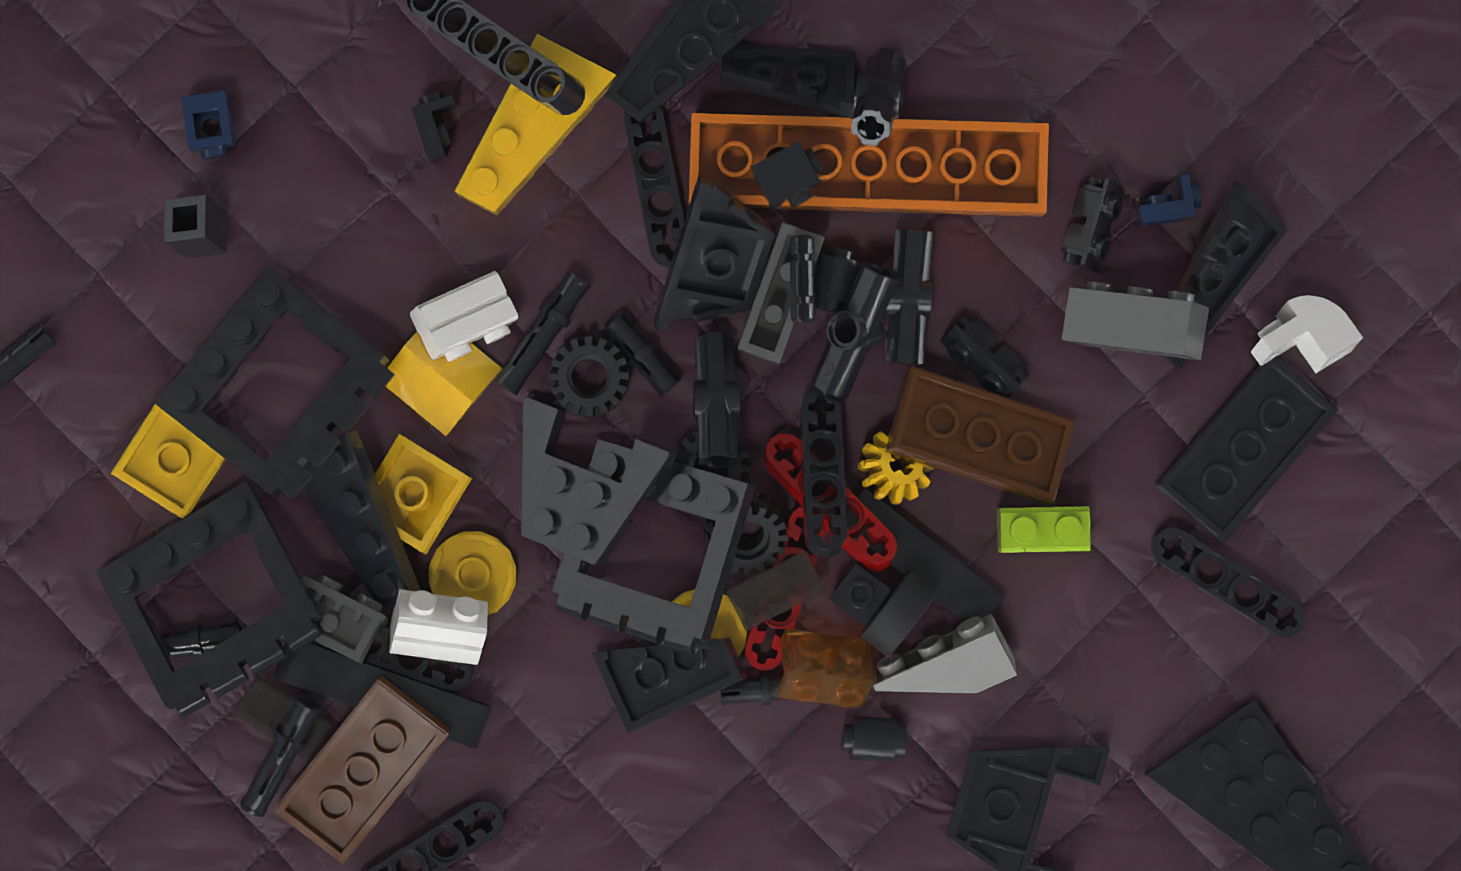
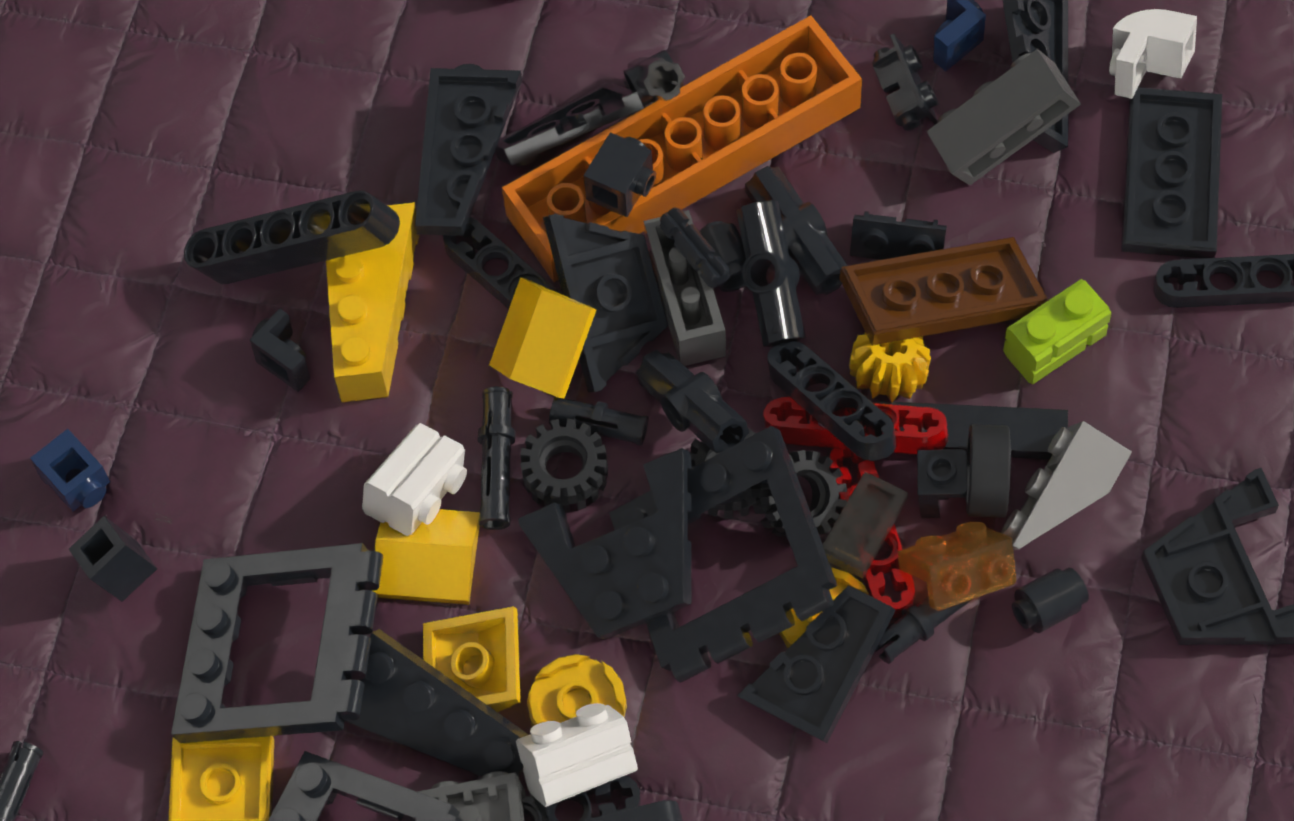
camera: 30 degrees left, 25 degrees down
(637, 263) = (542, 338): none -> yellow slope

